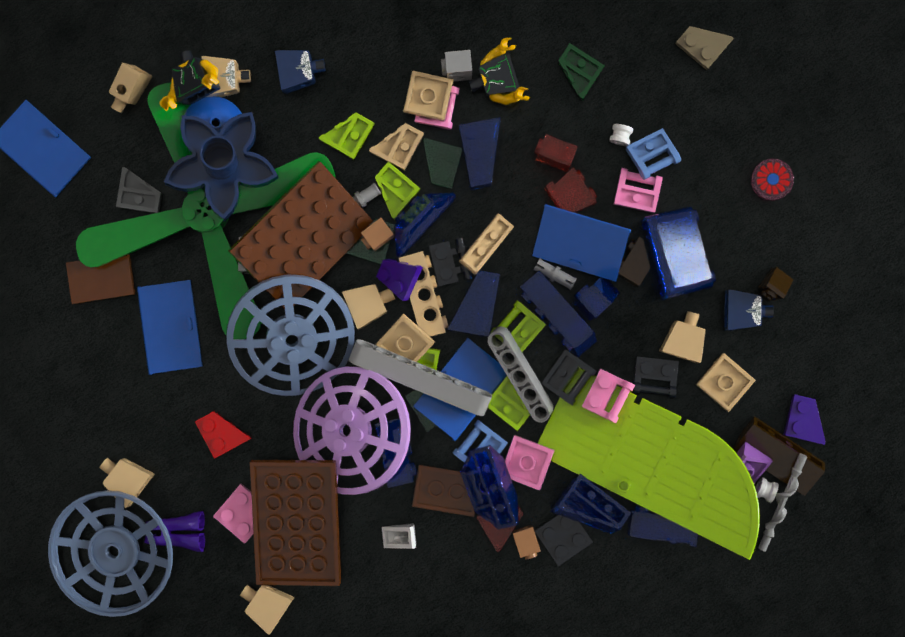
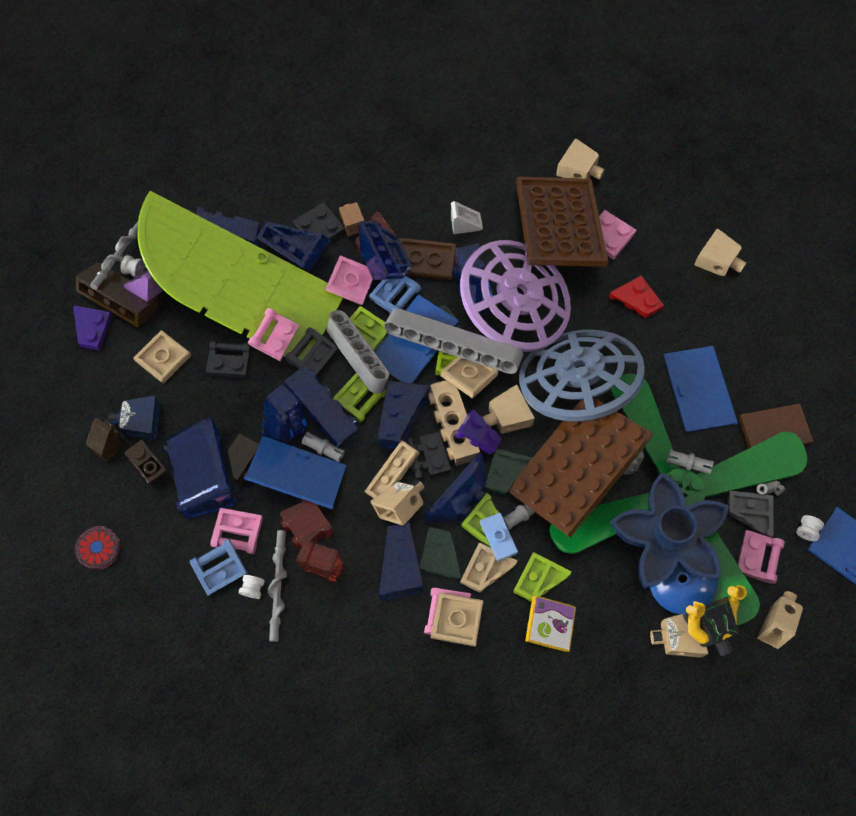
camera: 175 degrees right, 20 degrees down
(85, 173) = (810, 528): none -> white wheel
(103, 560) = (714, 190): sand blue dish -> none
(121, 215) = (770, 487): none -> light grey arm
(144, 152) = (752, 555): none -> bright pink plate
(190, 522) = (664, 216): dark purple piece -> none
(193, 236) = (690, 461): none -> light grey pin
(297, 69) = (601, 646): dark blue torso -> none
(341, 91) = (550, 623): none -> tile
(376, 235) = (503, 471): medium nougat brick -> none
(385, 172) = (498, 537): none -> light blue plate
(457, 65) = (427, 651): light grey brick -> none
(479, 209) = (399, 502): none -> tan torso
(498, 76) = (381, 643): torso -> none
(579, 69) = (293, 657): dark green wing -> none
(595, 117) = (275, 586): none -> light grey piece
(685, 339) = (198, 389): tan torso -> none
(703, 45) = (157, 690): dark tan wing -> none
(730, 259) = (145, 461): none -> dark brown slope

